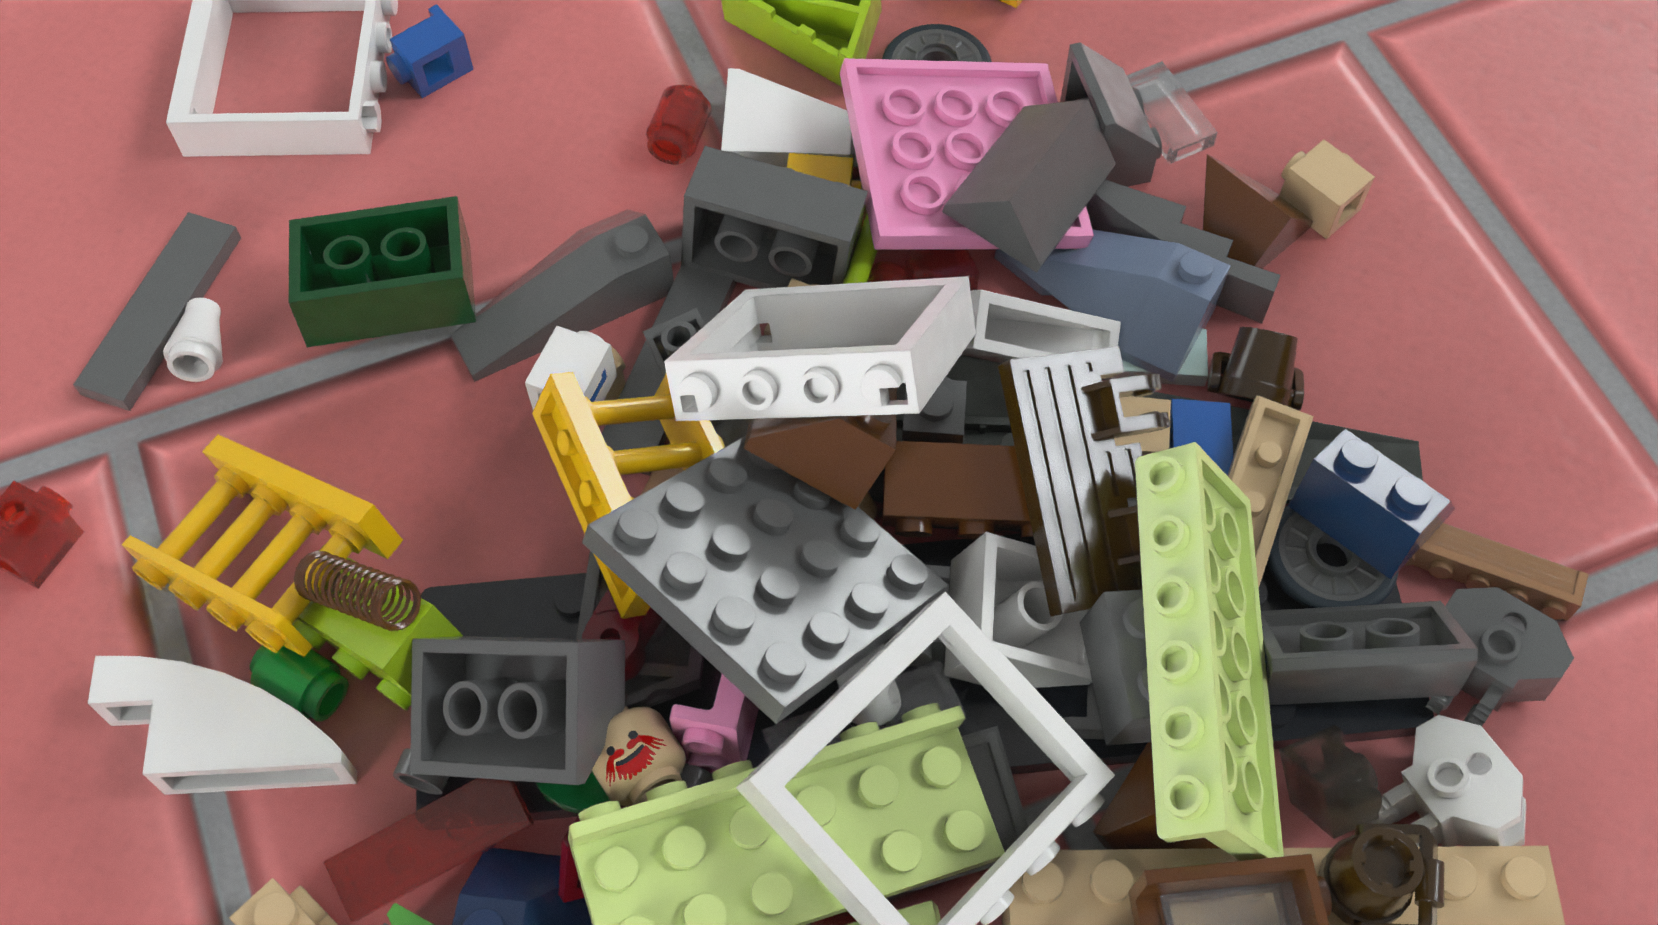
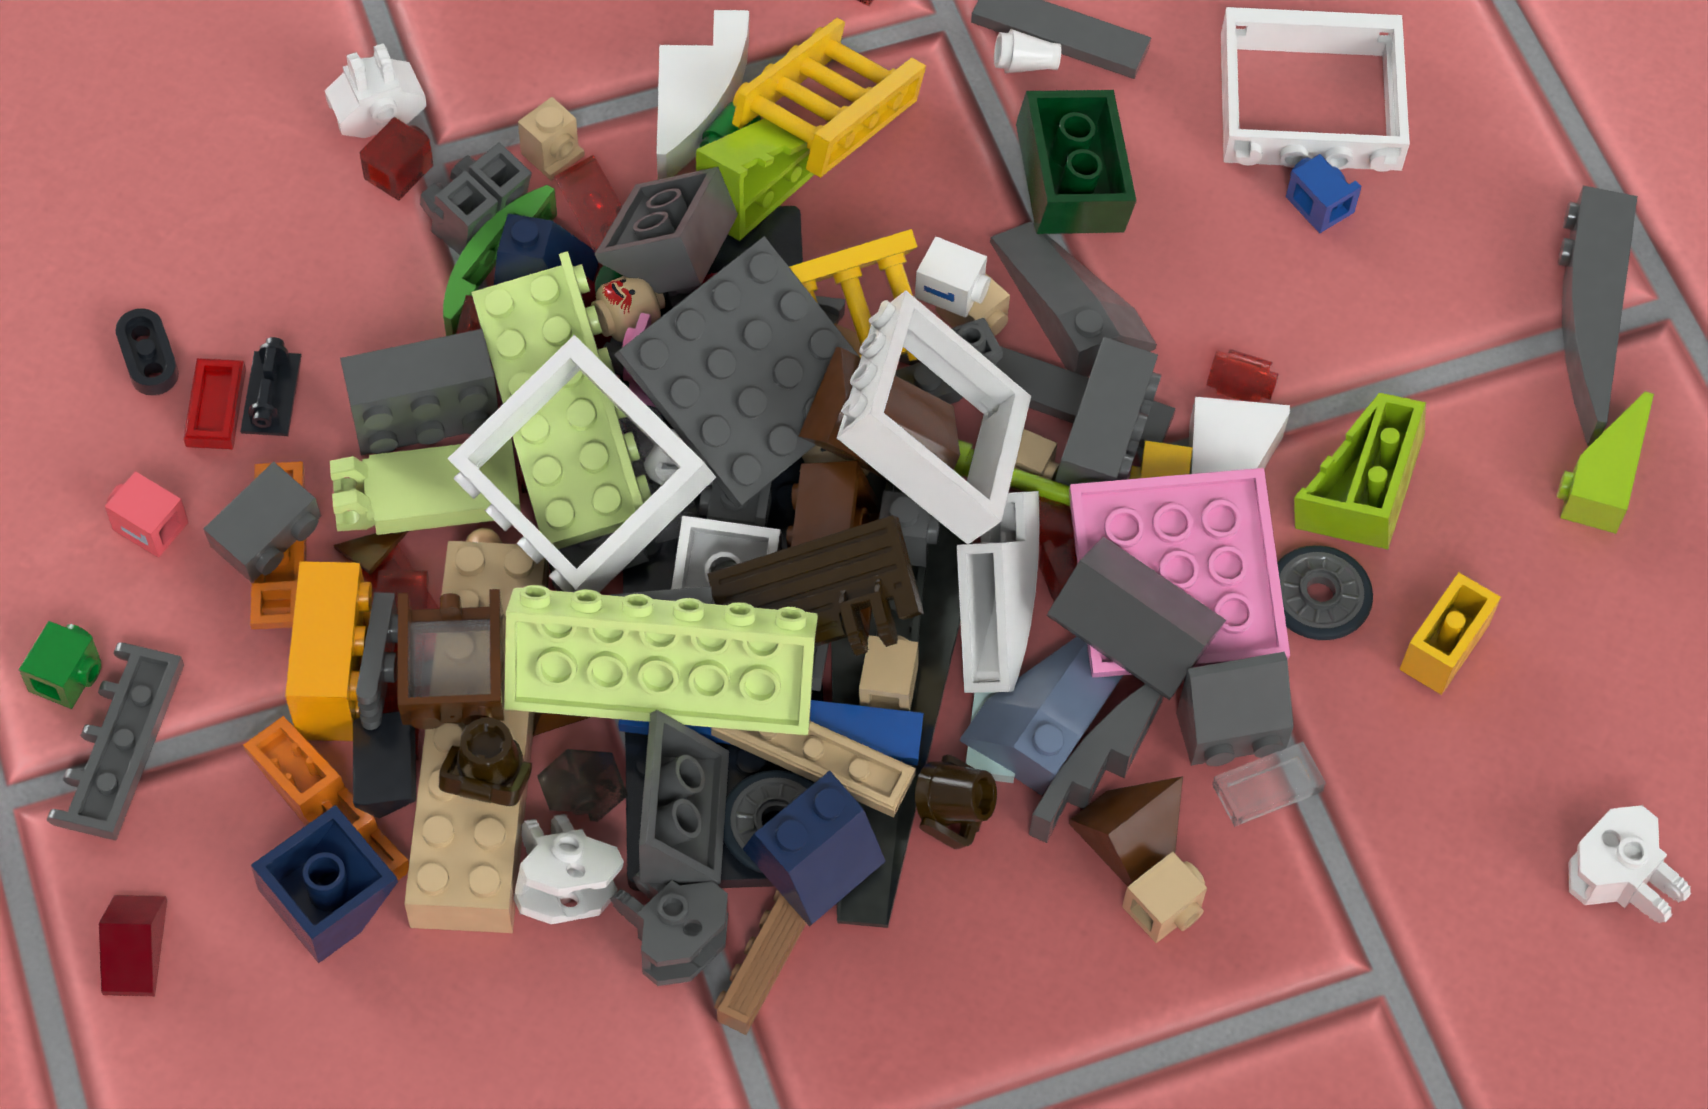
camera: 90 degrees right, 0 degrees up
(377, 596) = (752, 151): reddish brown piece -> none

